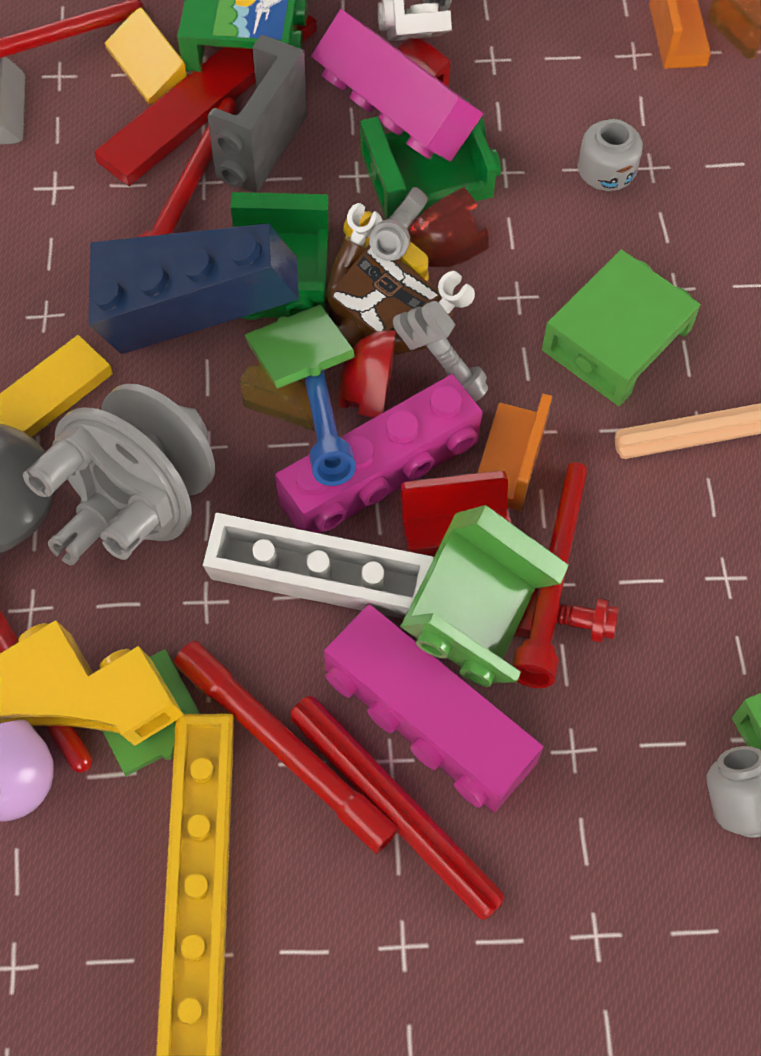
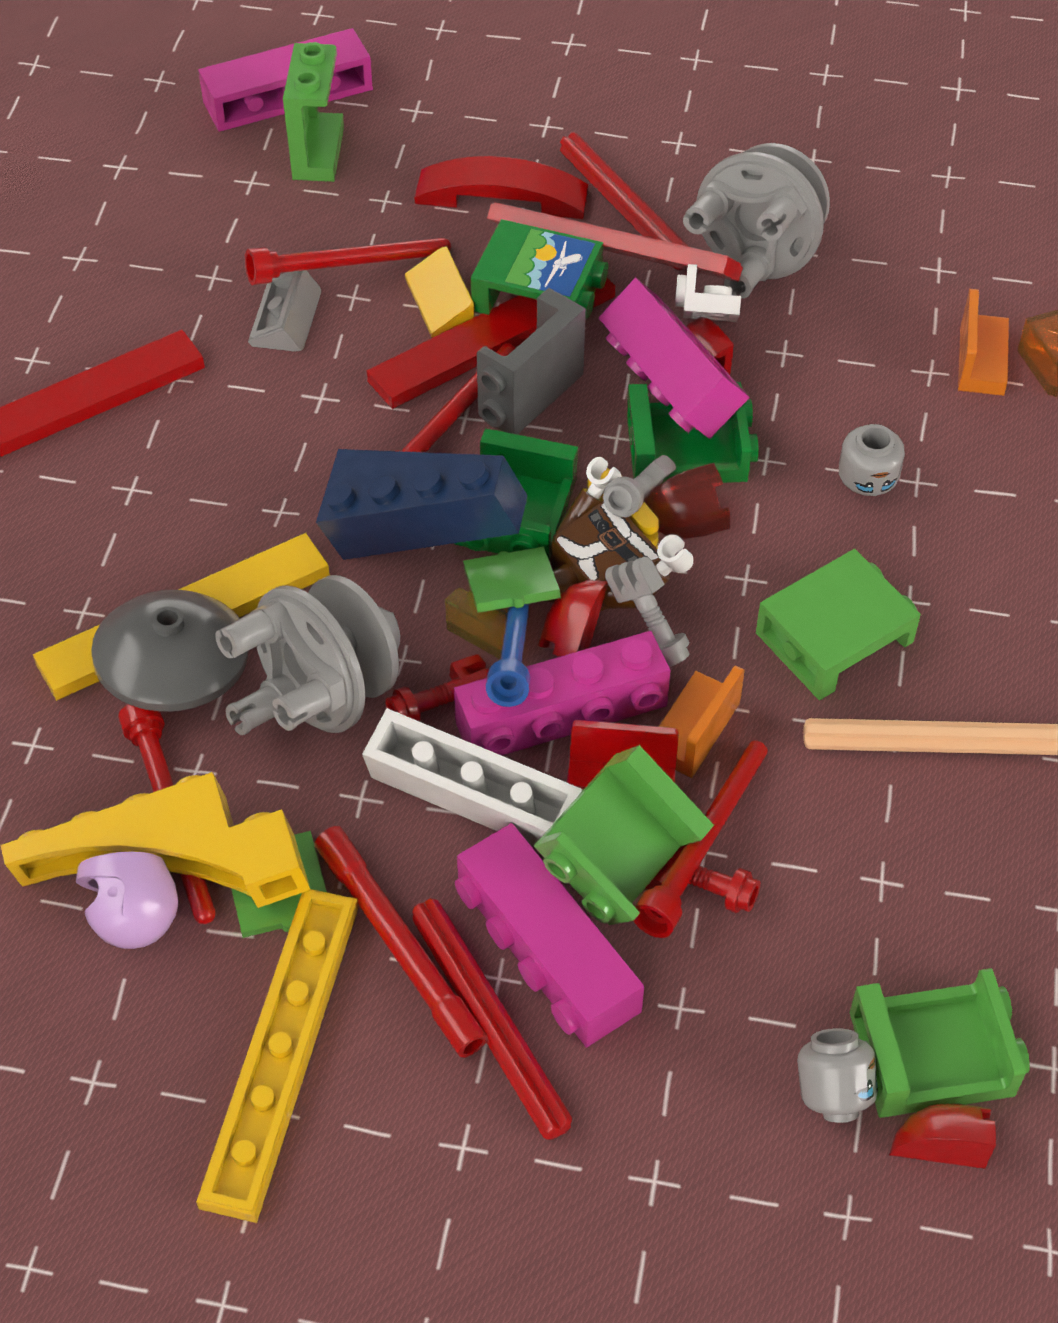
camera: 15 degrees right, 10 degrees down
(229, 498) = (461, 672): none -> red hinge

